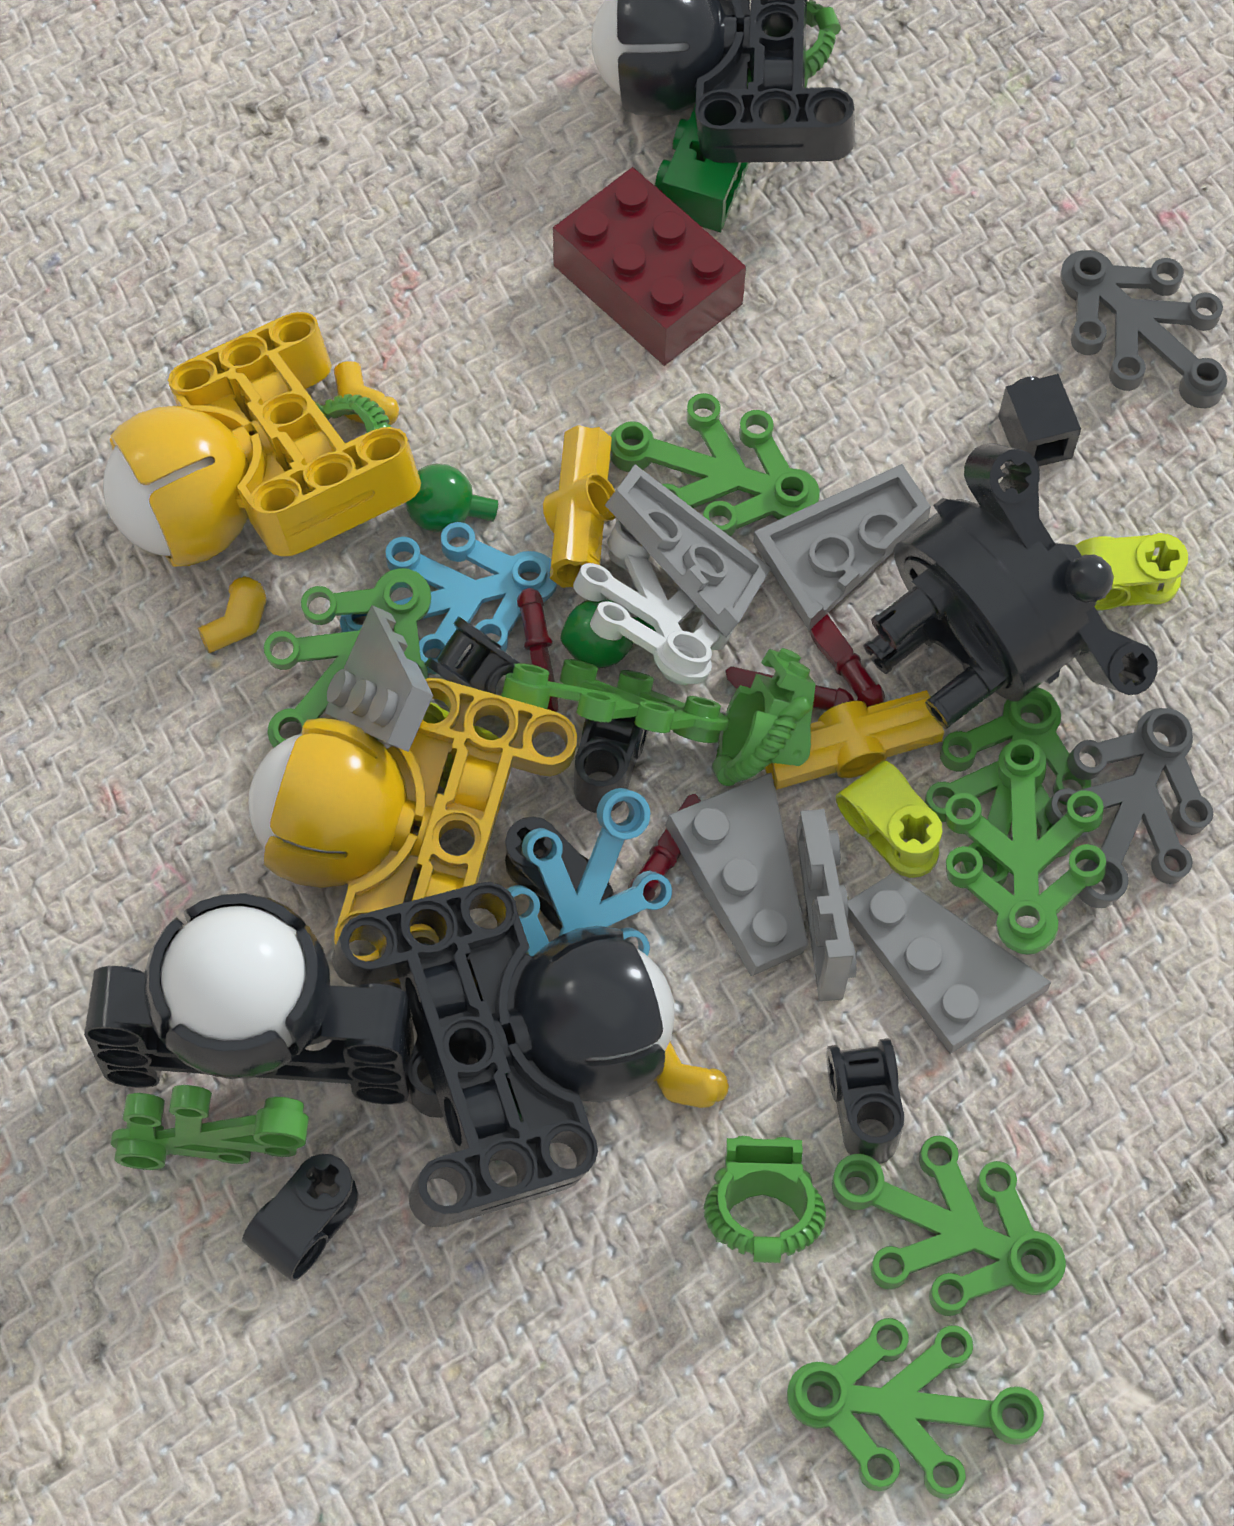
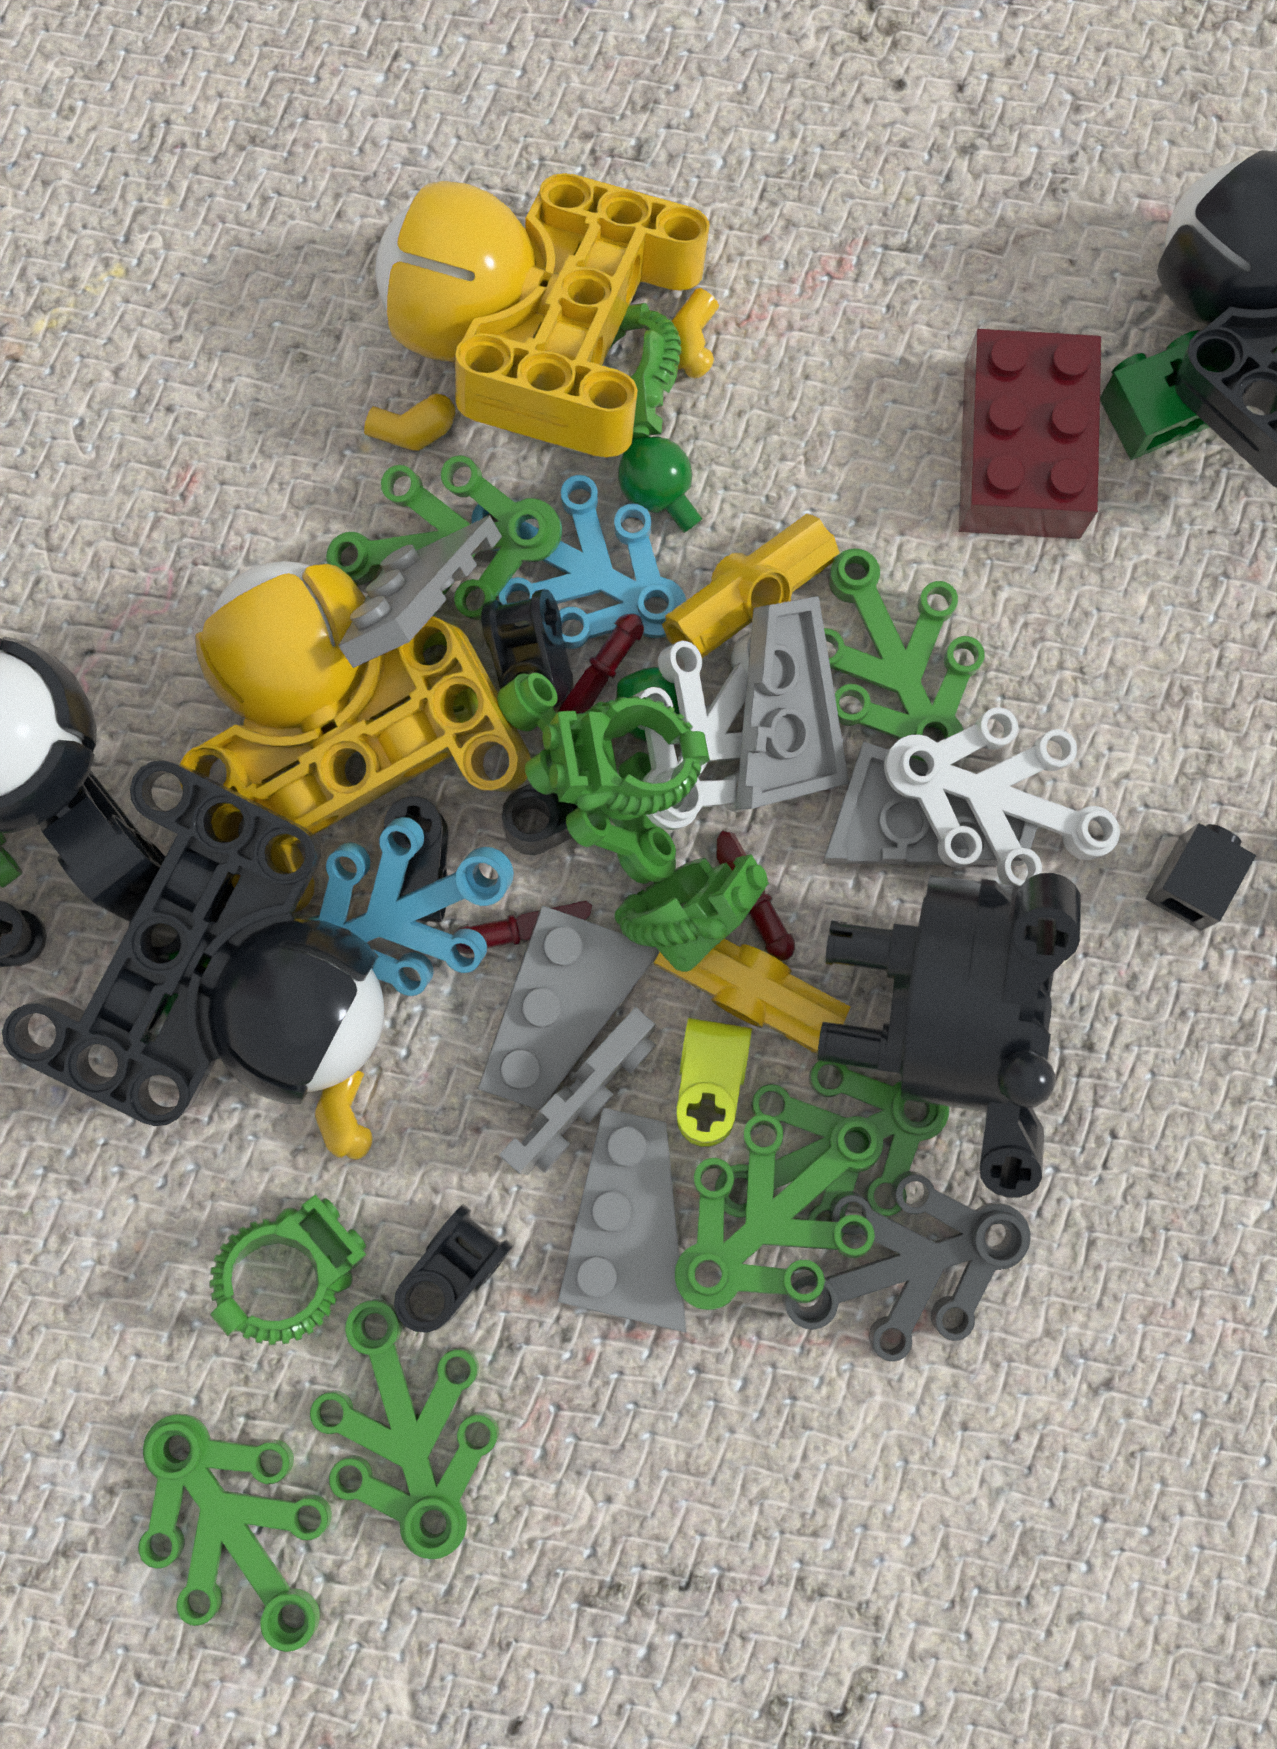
camera: 50 degrees right, 15 degrees up
(628, 677) = (590, 782): none -> bright green piece
(846, 663) = (824, 907): dark red piece -> none
(868, 486) = (992, 796): none -> white plant
(1137, 570) = (1117, 1066): neon yellow piece -> none

